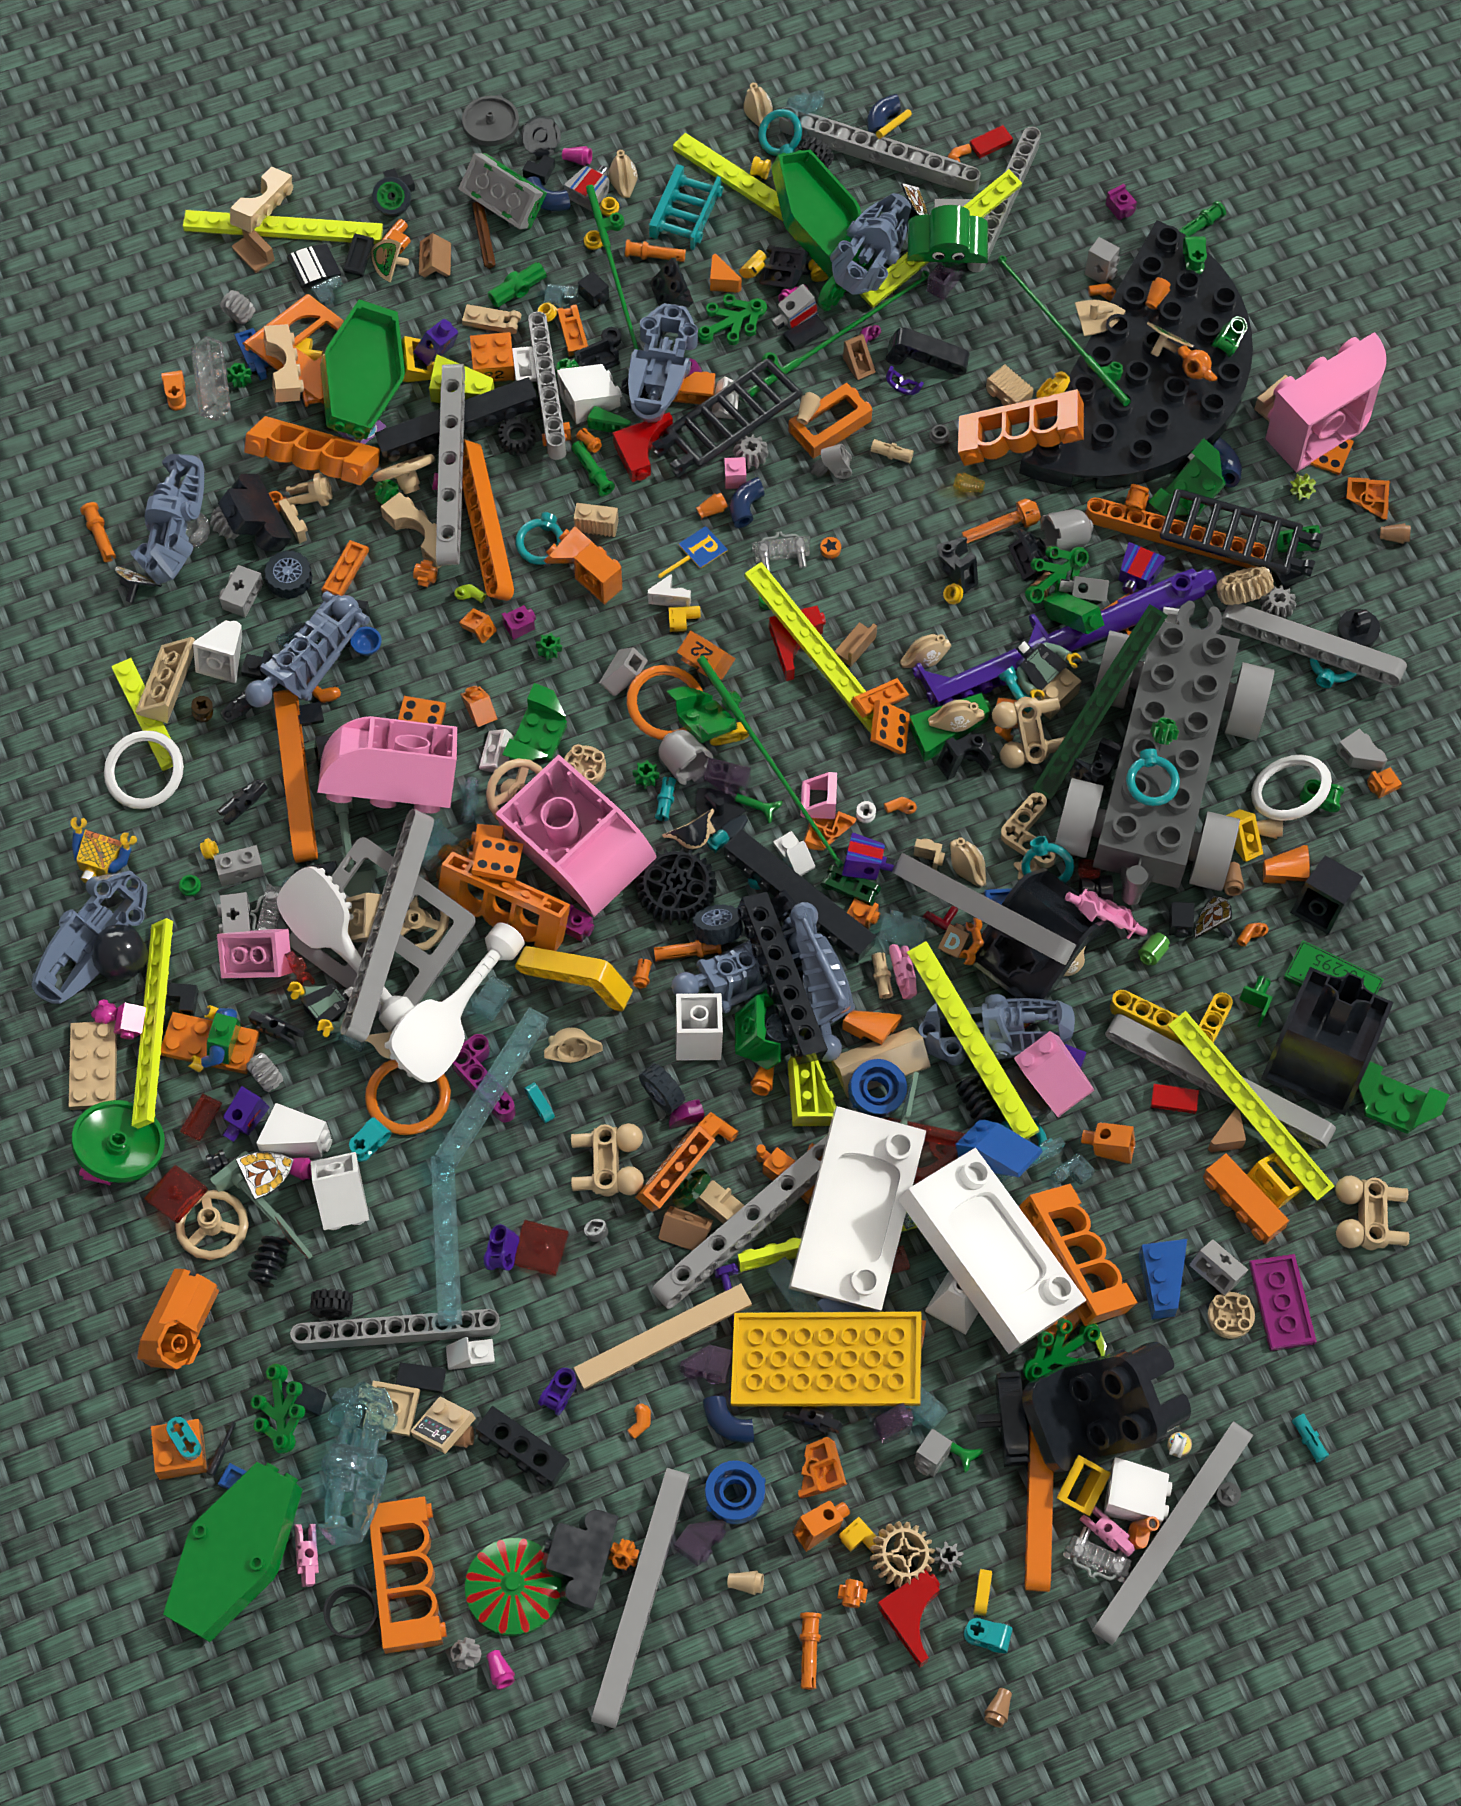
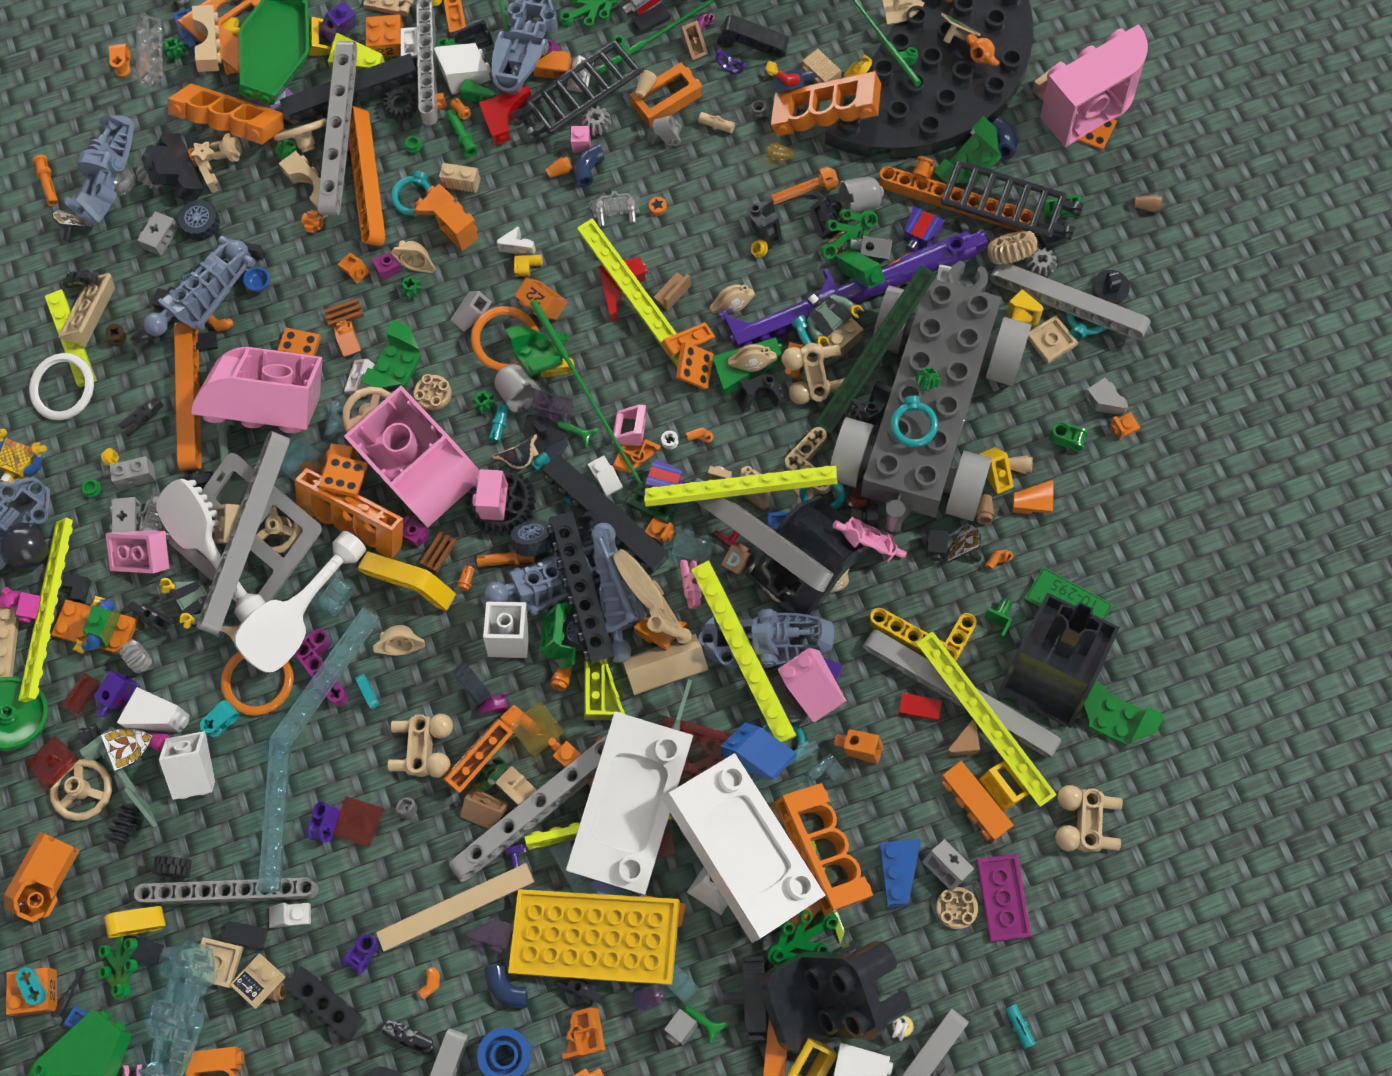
camera: 10 degrees right, 5 degrees up
(154, 645) = (80, 279): none -> black hinge
(219, 651) = (134, 285): white slope -> none
(288, 499) = (202, 155): none -> tan plate
(295, 1365) = (134, 921): none -> yellow beam
(297, 966) = (171, 564): clear red plate -> none
(345, 568) = (247, 216): orange tile -> none
(469, 591) = (348, 238): lime arm -> none
(469, 674) = (342, 310): none -> dark orange tile
(536, 482) = (413, 144): none -> green plate
(550, 611) = (413, 256): none -> tan hat
(614, 333) = (489, 18): black tile -> none
(615, 930) = (446, 538): none -> dark orange tile
(621, 1480) = (408, 1037): none -> black hinge
(668, 876) = (491, 494): none -> bright pink brick
(701, 548) = (547, 204): blue piece -> none
(739, 1136) = (536, 728): none -> clear yellow tile
(878, 1004) = (650, 594): none -> tan piece
(882, 975) = (672, 587): tan pin -> none
(889, 1076) = (660, 675): blue piece -> none
(956, 857) = (741, 485): none -> neon yellow plate
(973, 401) = (789, 79): none -> torso
(975, 1099) = (744, 703): black piece -> none
(977, 941) = (748, 571): orange arm -> none
(1154, 949) = (911, 570): bright green brick -> none
(1230, 335) = (1012, 28): green piece -> none
(1264, 645) = (1023, 302): none -> yellow tile
(1296, 689) = (1051, 339): none -> tan tile
(1300, 488) = (1071, 164): lime gear -> none
(1310, 806) = (1051, 450): white wedge -> none
(1326, 894) = (1066, 526): black slope -> none
(1369, 495) = (1128, 168): orange slope -> none

